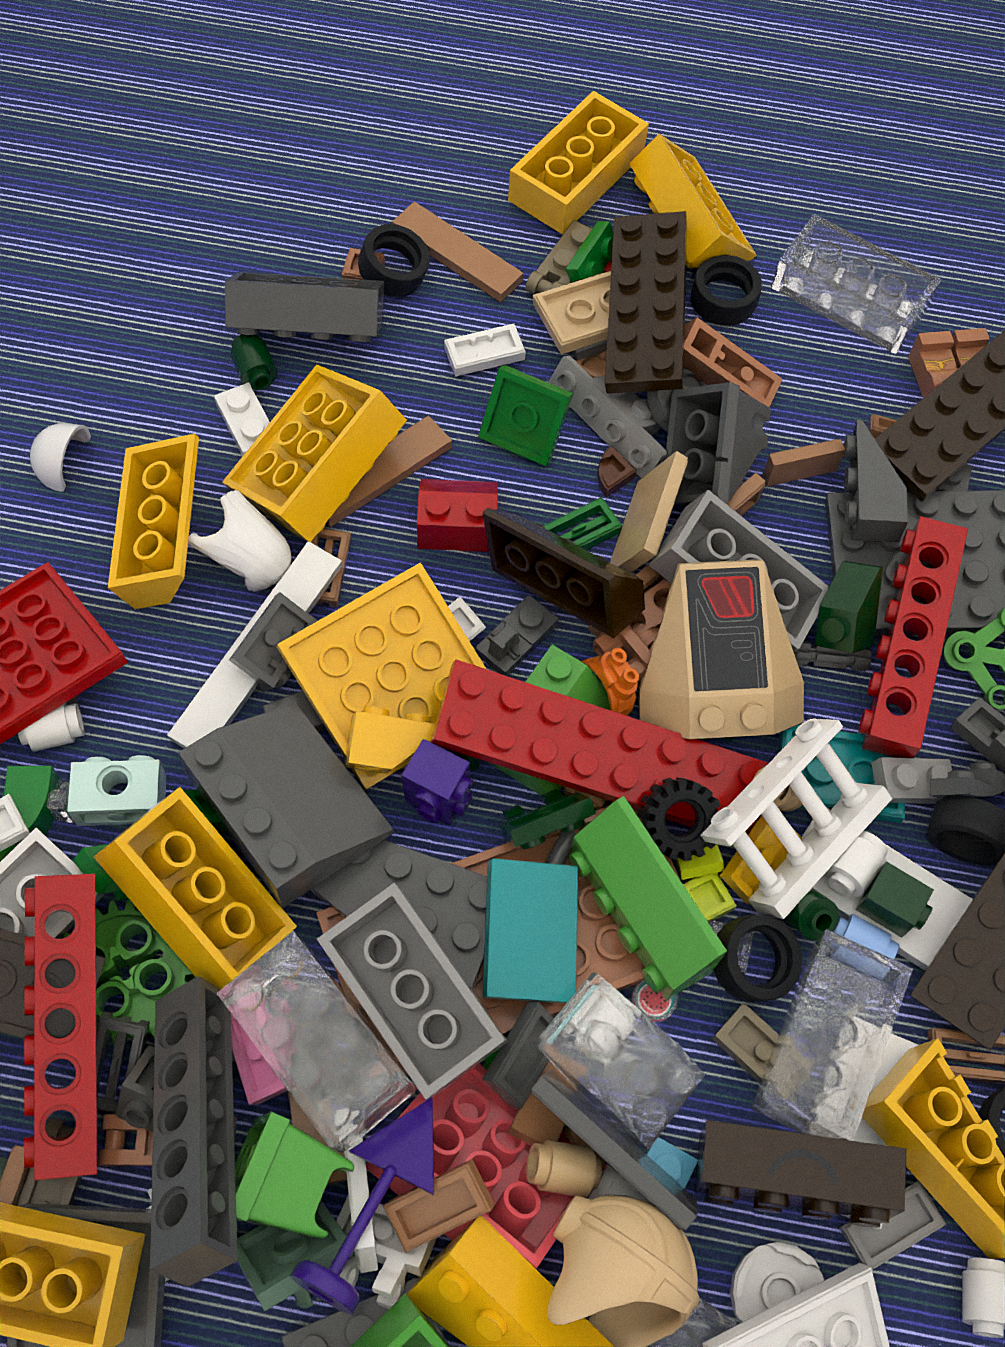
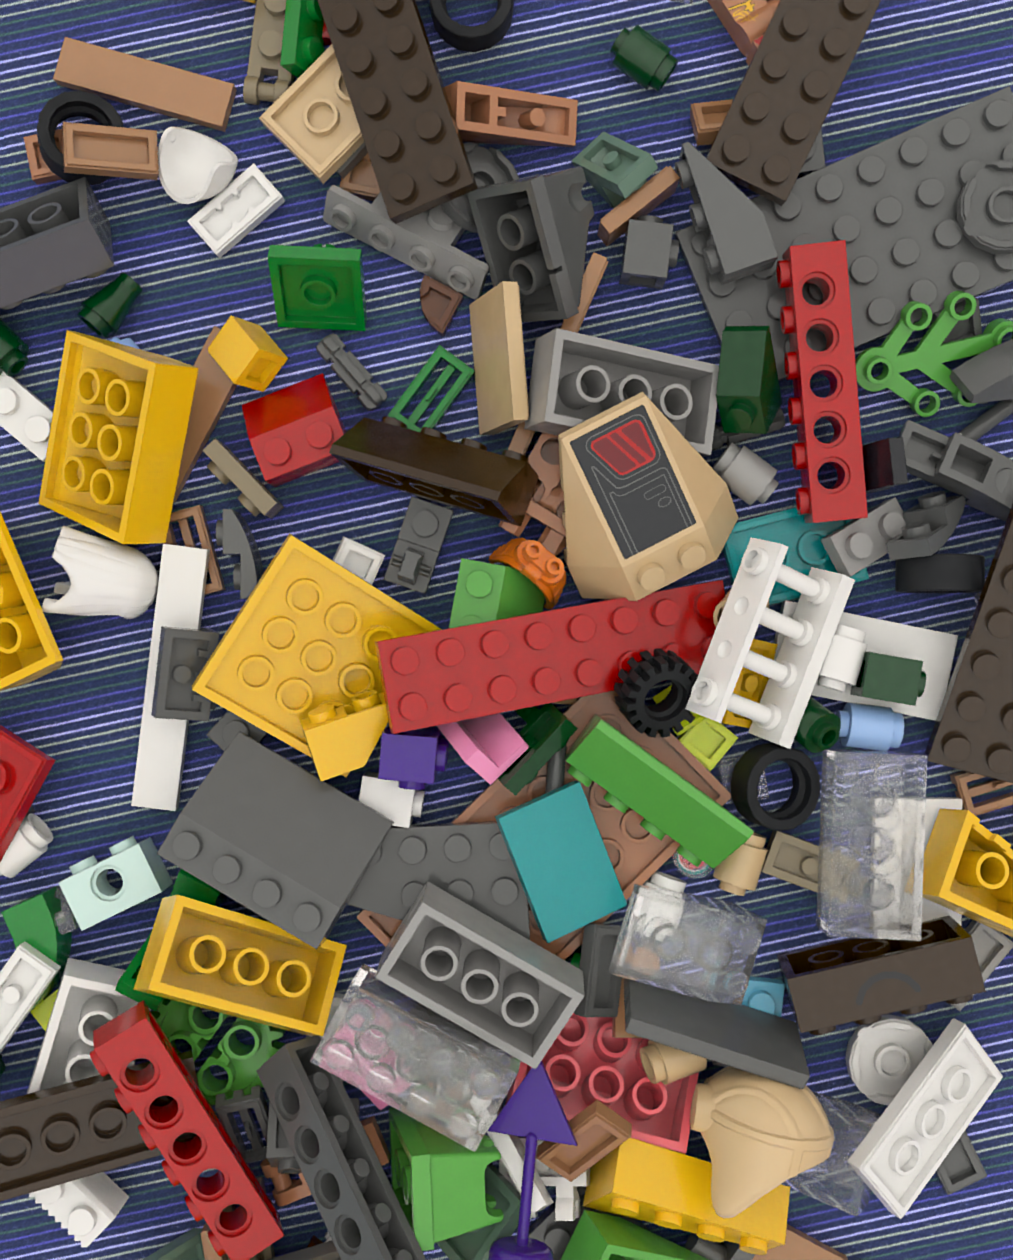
camera: 20 degrees left, 25 degrees up
(359, 368) = (110, 305): none -> dark green cone
(366, 567) = (238, 540): none -> dark grey slope
(400, 538) = (228, 467): none -> dark tan plate
(405, 817) = (390, 800): none -> white brick
(412, 270) = (110, 151): none -> medium nougat tile
(445, 442) = (247, 354): none -> yellow panel
(466, 307) = (193, 165): none -> white helmet
(501, 803) = (485, 744): none -> bright pink panel
(521, 488) = (351, 372): none -> dark grey axle
(698, 1016) = (743, 867): none -> tan brick
(795, 429) = (615, 167): none -> sand green slope
(798, 497) = (648, 252): none -> dark grey brick
(824, 688) = (746, 474): none -> light grey brick
(845, 370) = (643, 58): none -> dark green brick
(946, 713) = (884, 464): none -> black slope

